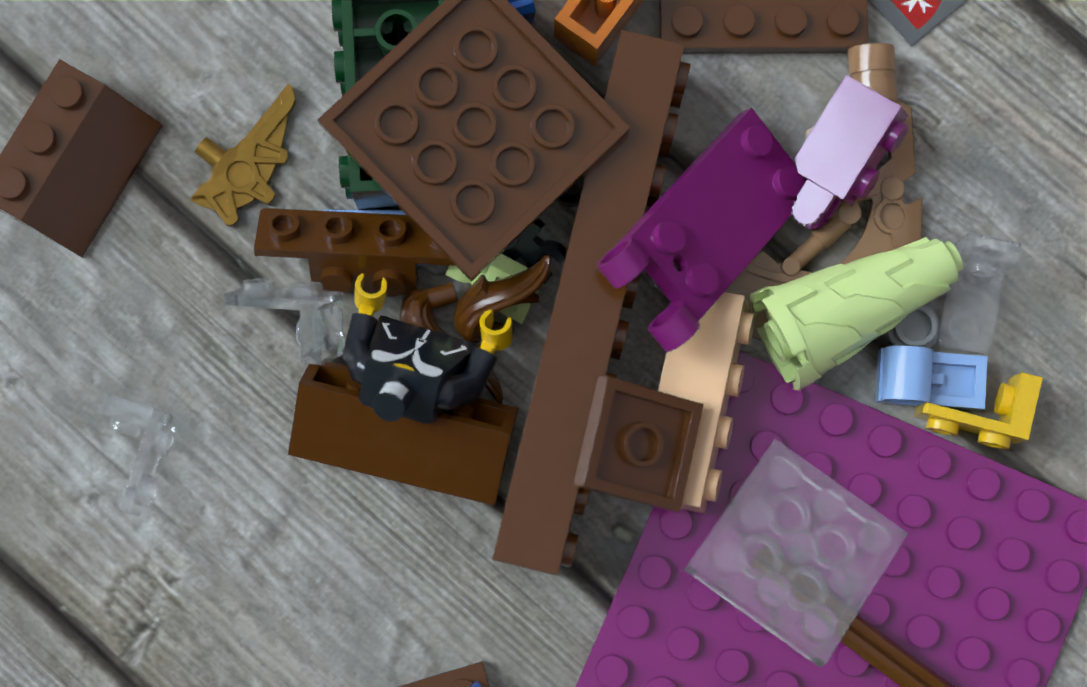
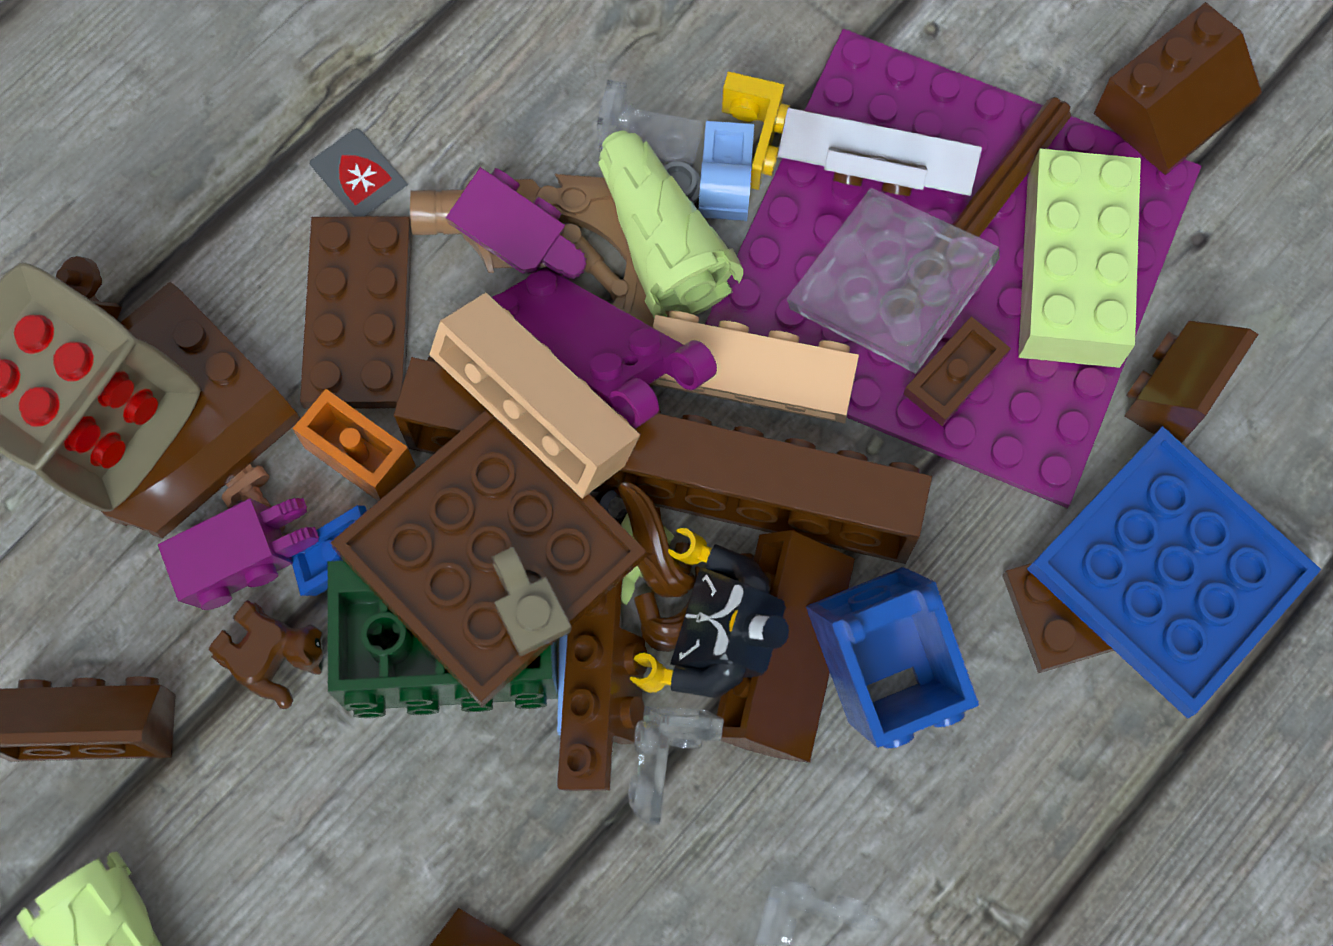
camera: 90 degrees left, 10 degrees down
(246, 169) = (512, 816): pearl gold piece -> none
(403, 163) = (529, 610): none -> dark tan plate
(409, 516) = (883, 631): none -> blue container
(634, 162) = (533, 394): none -> light nougat brick
(638, 444) = (804, 401): reddish brown plate -> none
(694, 618) = (956, 371): none -> reddish brown plate
(944, 542) = (879, 153): none -> bracket

